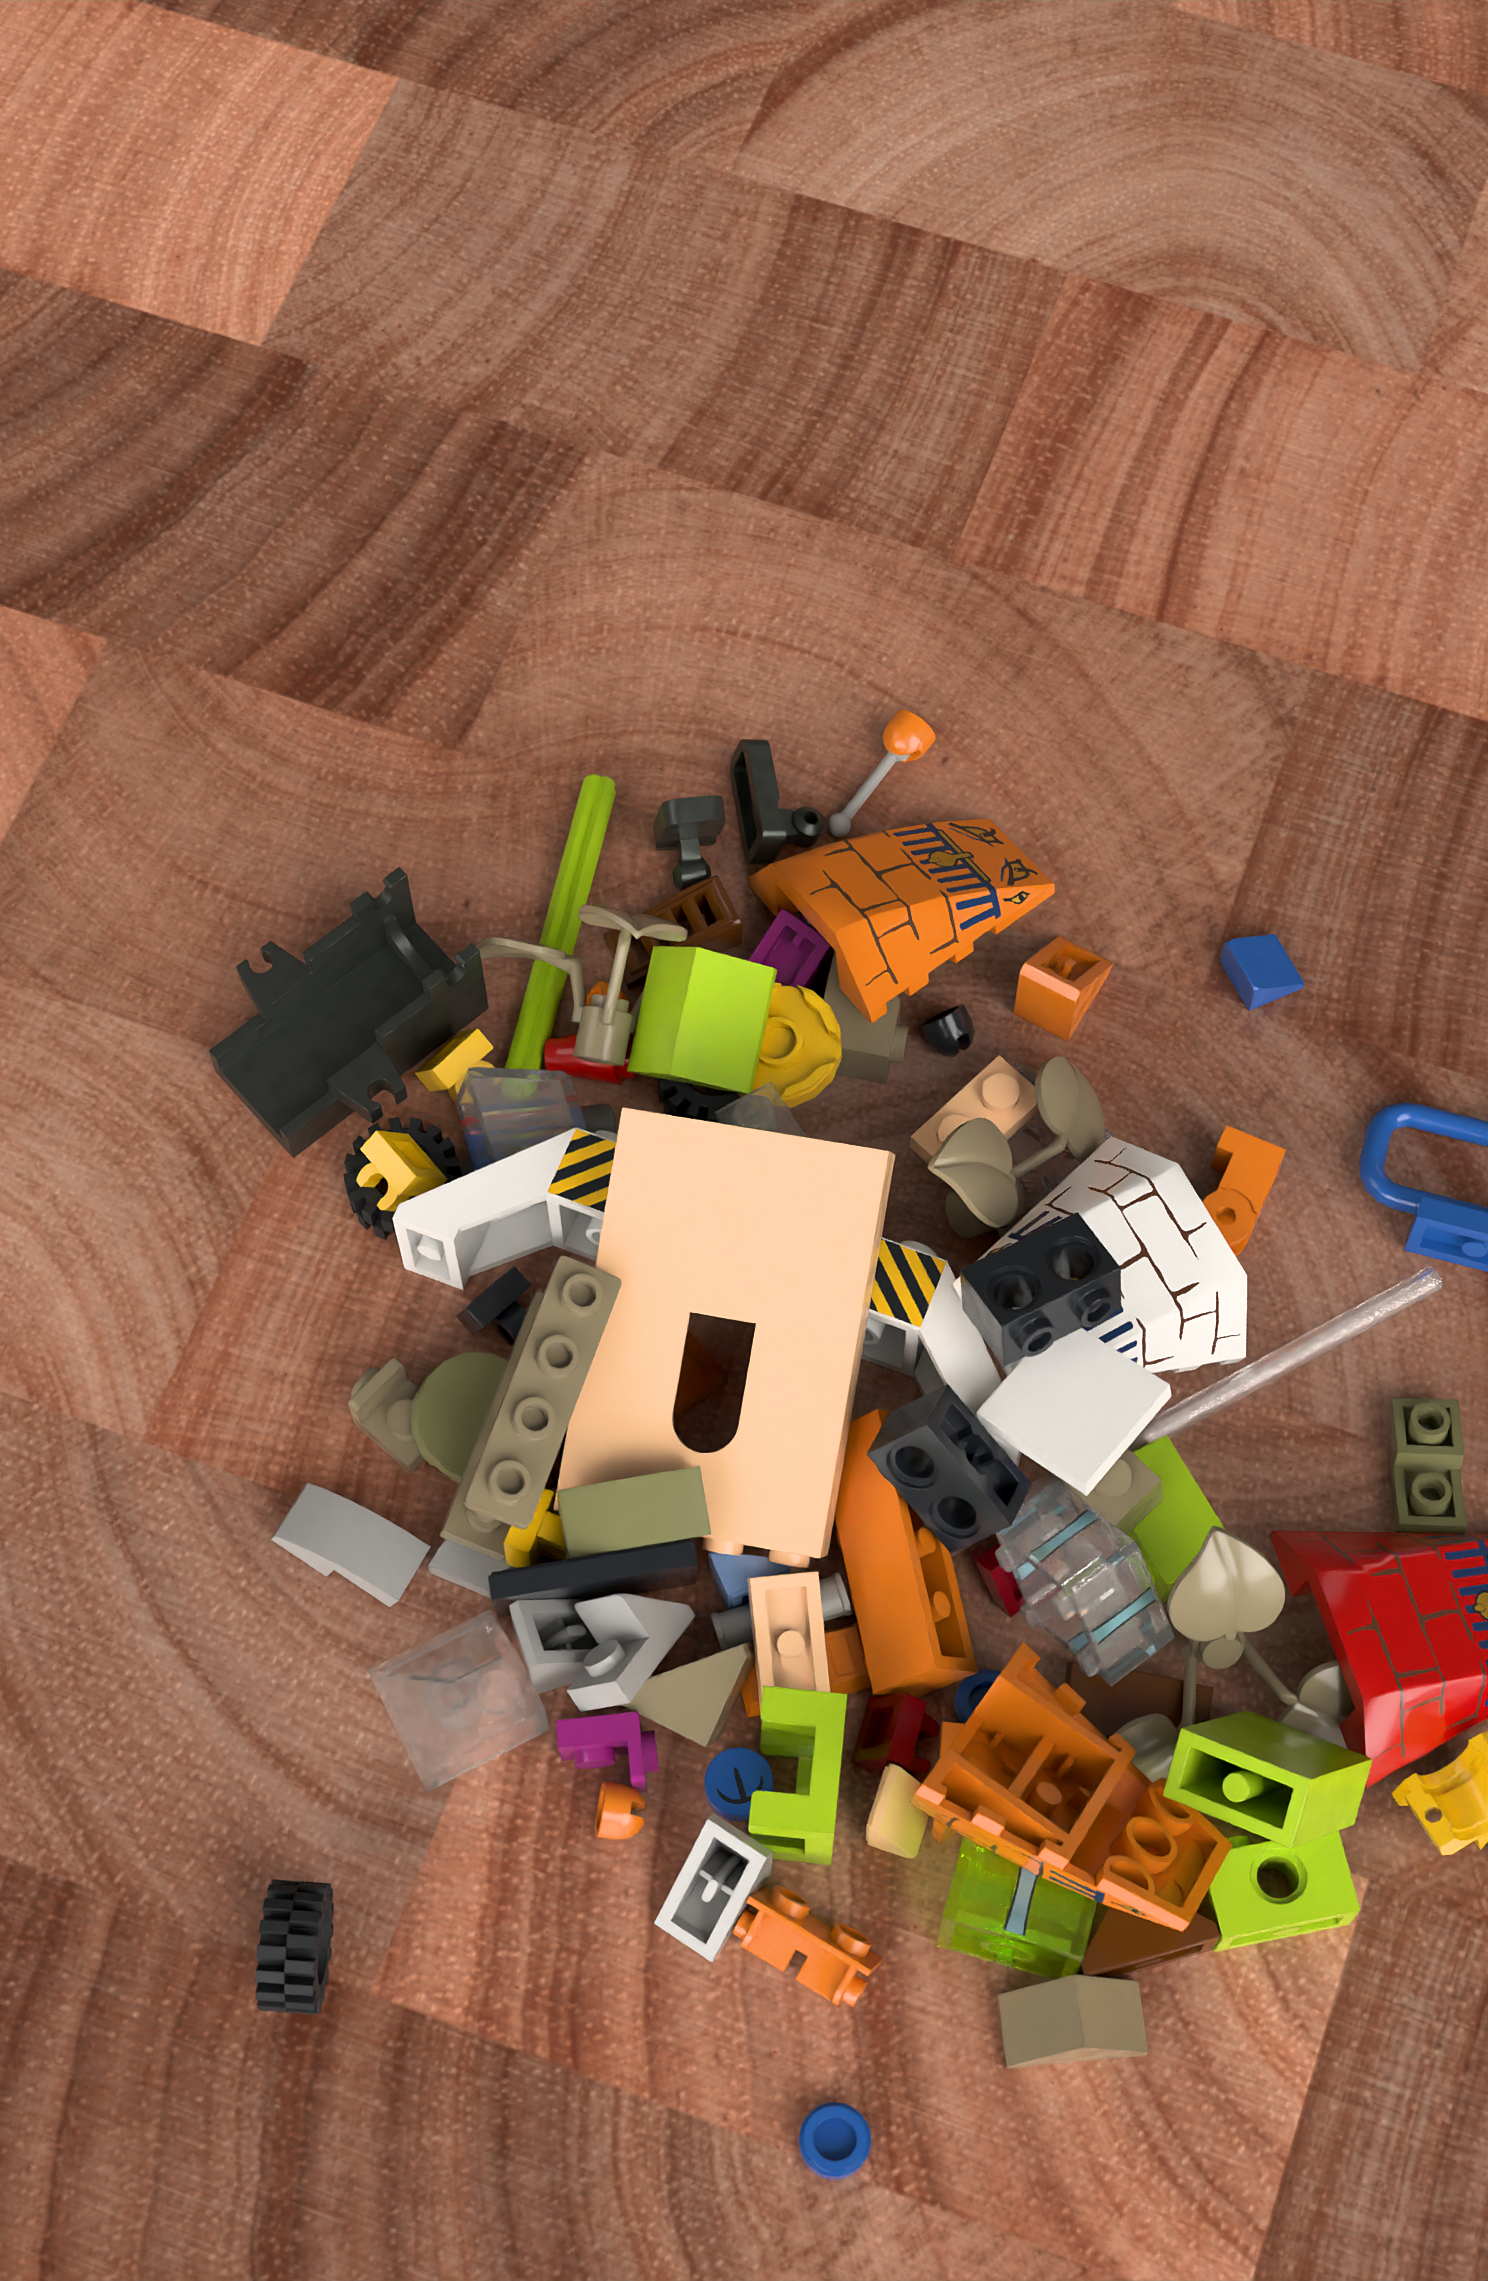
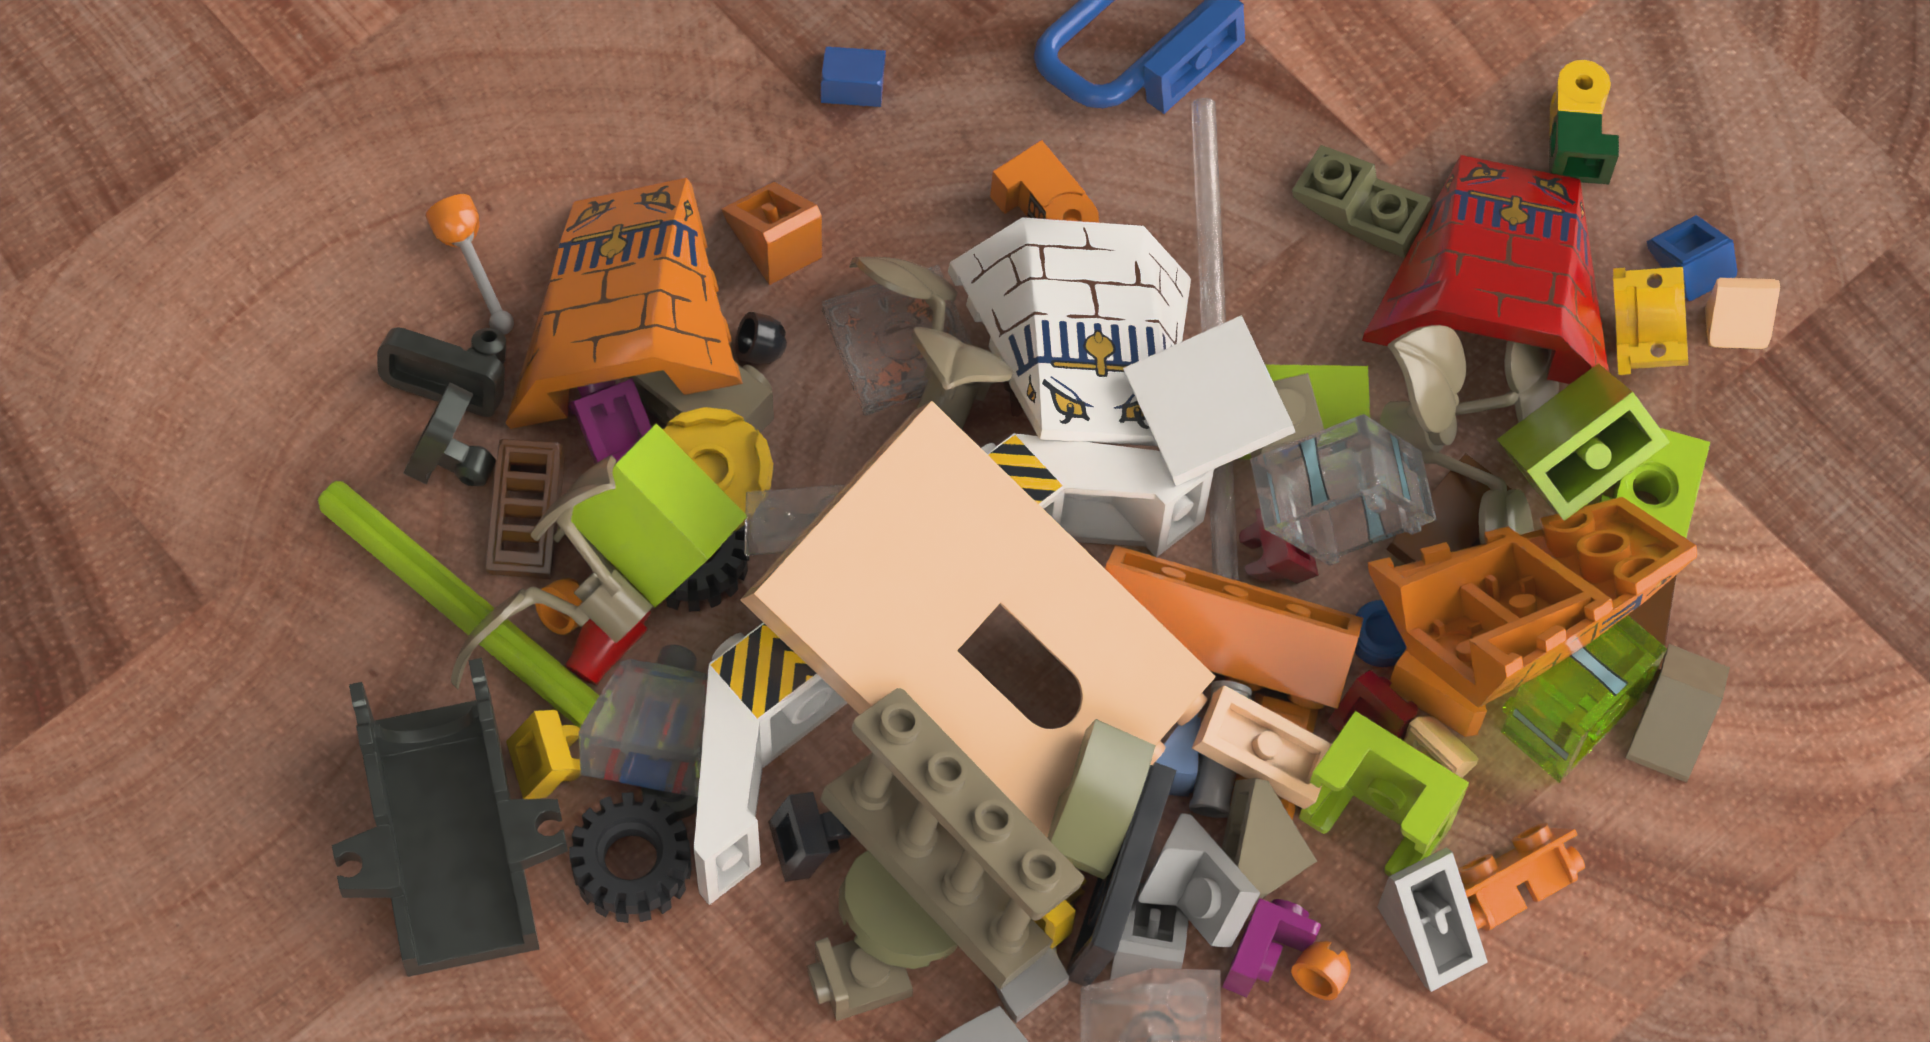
camera: 65 degrees left, 0 degrees up
(401, 1164) = (637, 839): yellow tile -> none
(733, 1780) = (1348, 861): blue tile -> none
(834, 2141) = (1684, 941): blue tile -> none
(949, 1469) = (1199, 532): black brick -> none
(994, 1094) = (867, 360): light nougat plate -> none
(1036, 1279) = (1093, 366): black brick -> none

